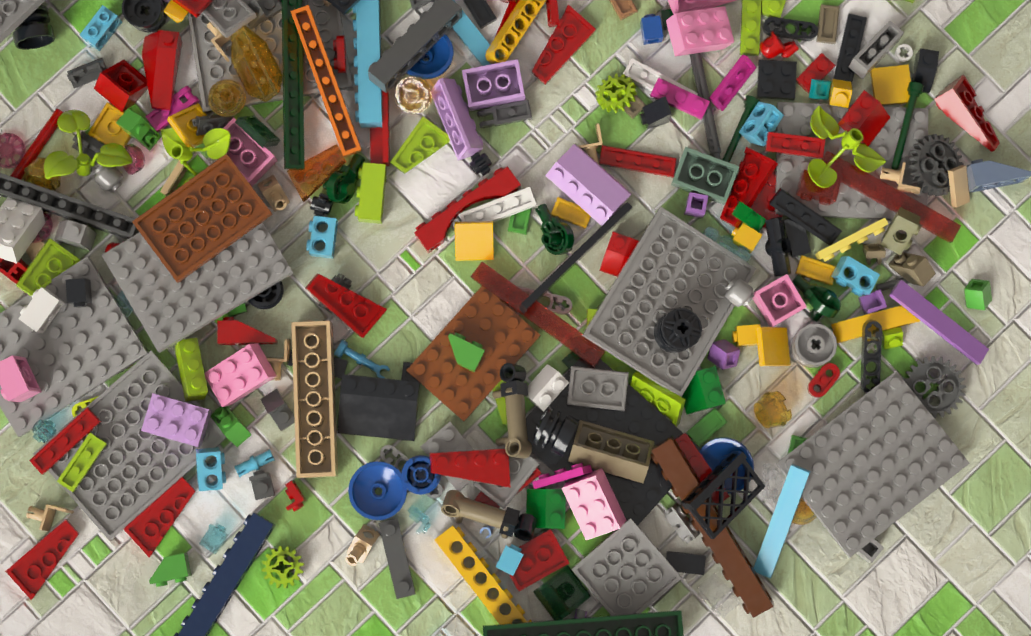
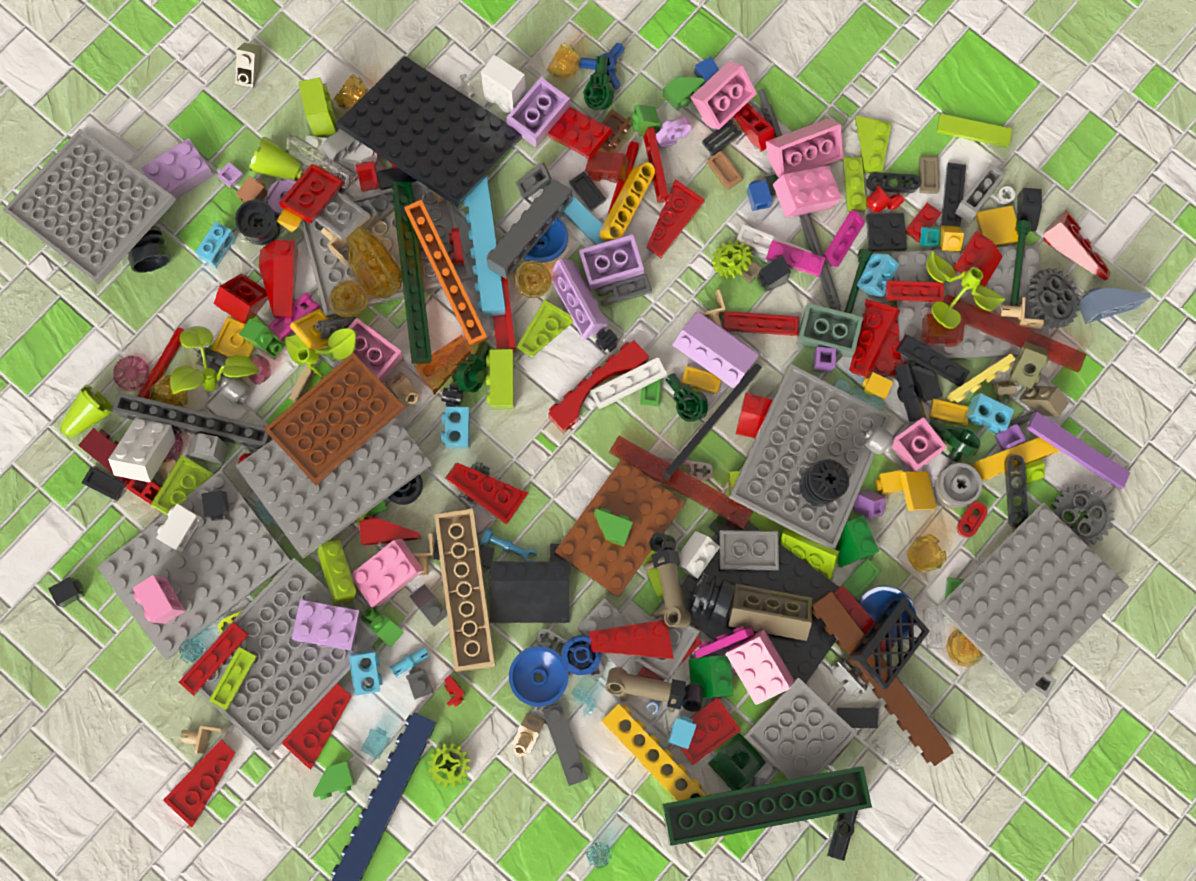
camera: 10 degrees left, 5 degrees down
(86, 73) = (204, 289): dark grey hinge -> none
(258, 131) = (381, 329): clear green tile -> none
(474, 240) = (608, 416): yellow tile -> none
(749, 216) = (878, 365): green piece -> none
(781, 520) = (950, 664): medium azure tile -> none
(959, 186) = (1078, 316): tan tile -> none
(978, 294) = (1111, 419): bright green panel -> none

